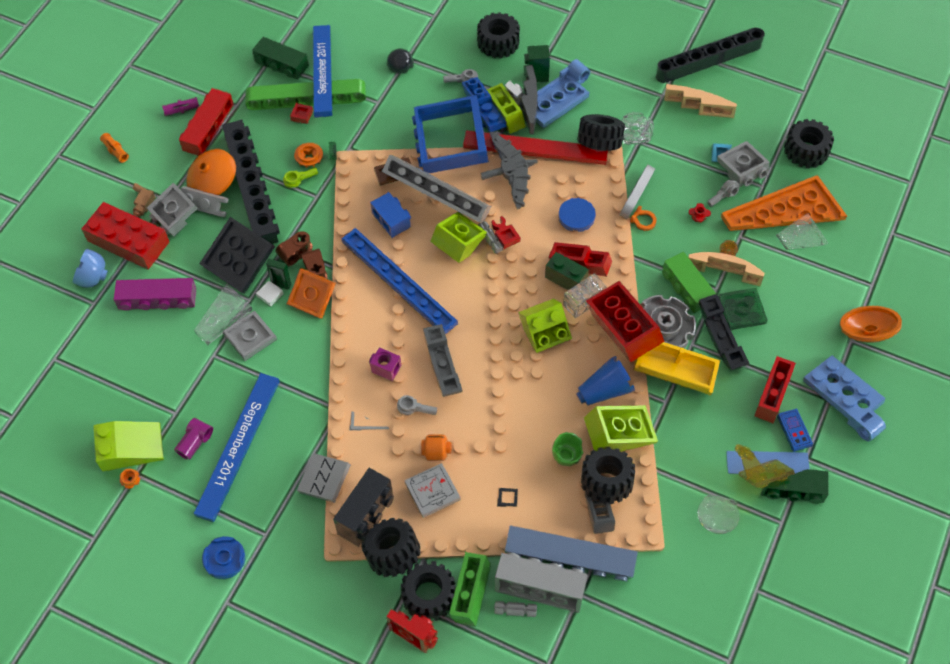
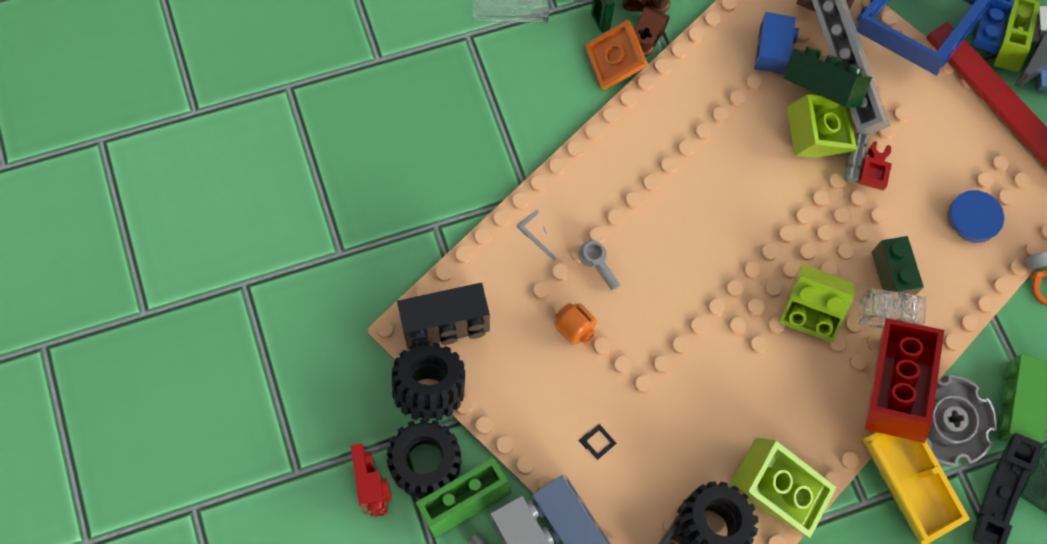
camera: 40 degrees right, 10 degrees up
(127, 444) = (306, 49): lime slope -> none
(129, 473) = (275, 79): orange plate -> none
(196, 433) = (374, 97): magenta piece -> none
(223, 557) = (282, 239): blue tile -> none
(236, 448) = (399, 144): blue tile -> none
(249, 335) = (518, 45): light grey tile -> none
(269, 293) = (579, 20): white tile -> none
(323, 477) = (443, 250): light grey tile -> none
(386, 371) = (613, 202): magenta brick -> none
(399, 280) = (715, 122): blue tile -> none
(432, 490) = (530, 363): light grey tile -> none
(437, 207) = (828, 77): none -> dark green brick
(442, 361) = (672, 242): dark grey slope -> none
(512, 167) = (957, 105): dark grey bar -> none
(567, 449) = (704, 454): bright green hair -> none
(596, 261) = (934, 267): red slope -> none
(606, 383) = (814, 424): blue cone -> none

